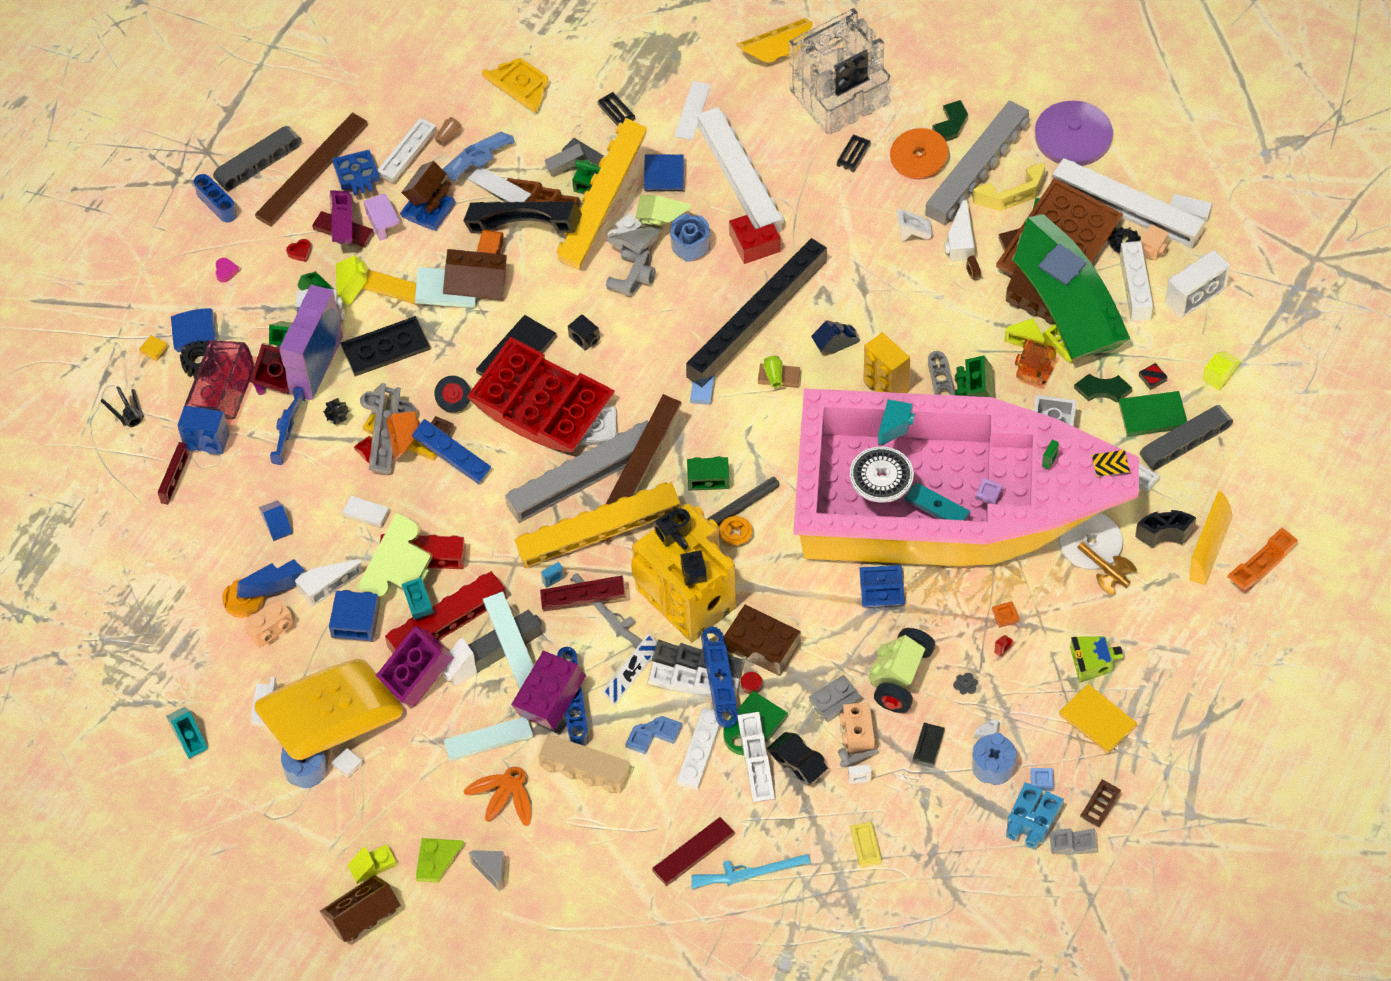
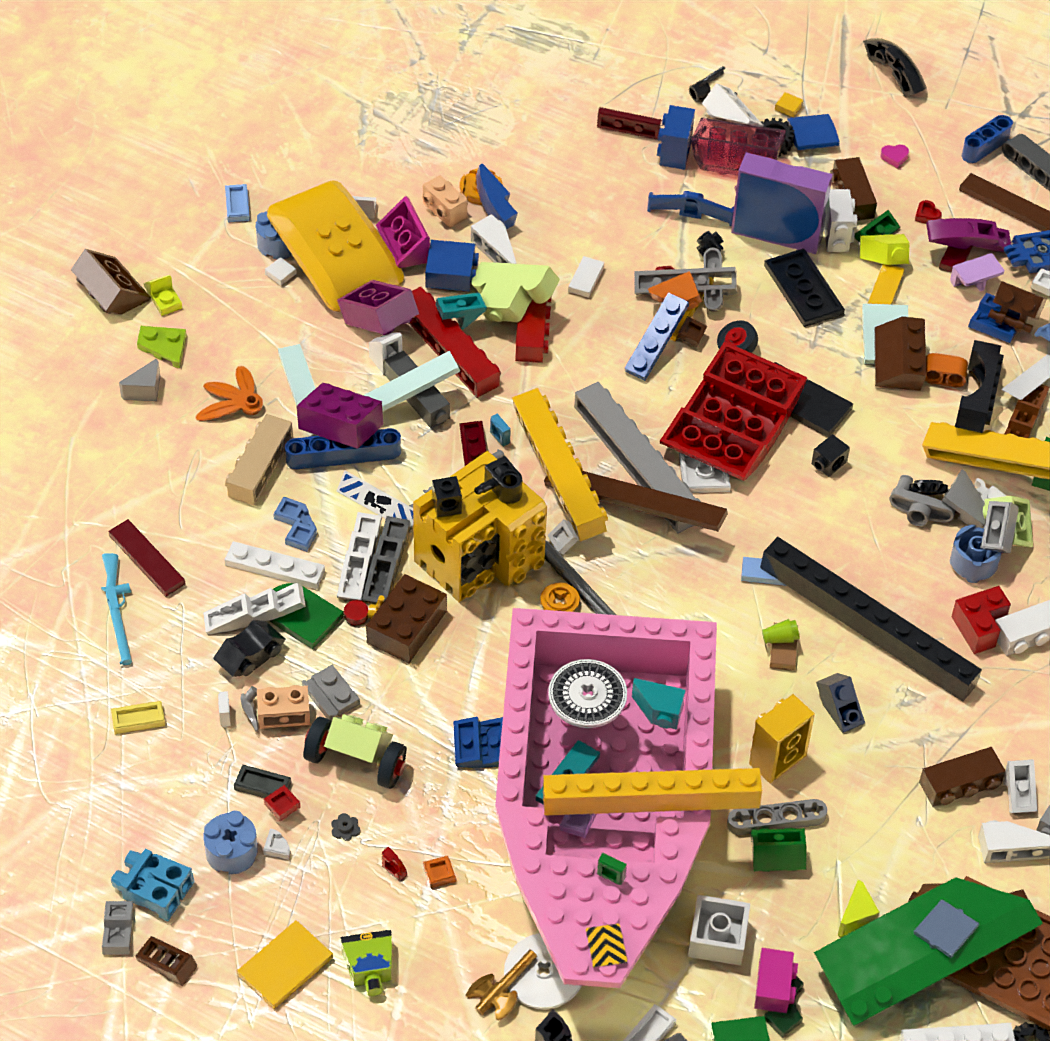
camera: 85 degrees right, 5 degrees down
(102, 261) = (903, 67): none -> black brick
(165, 389) = (726, 105): none -> white slope
(186, 732) = (322, 146): teal slope -> none
(252, 806) = (237, 203): none -> light blue tile
(269, 300) = (851, 175): none -> reddish brown brick
(276, 520) = (575, 204): blue slope -> none
(313, 652) = (405, 234): none -> dark pink slope
(622, 264) = (928, 487): none -> black gear
(681, 209) = (999, 526): none -> light grey slope
(708, 473) = (636, 571): green brick -> none
(717, 662) = (373, 569): blue piece -> none
(751, 664) = (373, 608): none -> yellow hand
(903, 263) = (962, 776): none -> reddish brown brick
(954, 723) = (282, 803): none -> red tile
(972, 267) = (962, 855): reddish brown tile -> none
(980, 427) = (652, 791): none -> yellow brick
(1035, 362) = (809, 913): clear orange brick -> none
(1042, 778) = (206, 899): light blue tile -> none
(1094, 386) = (774, 980): none -> dark pink brick

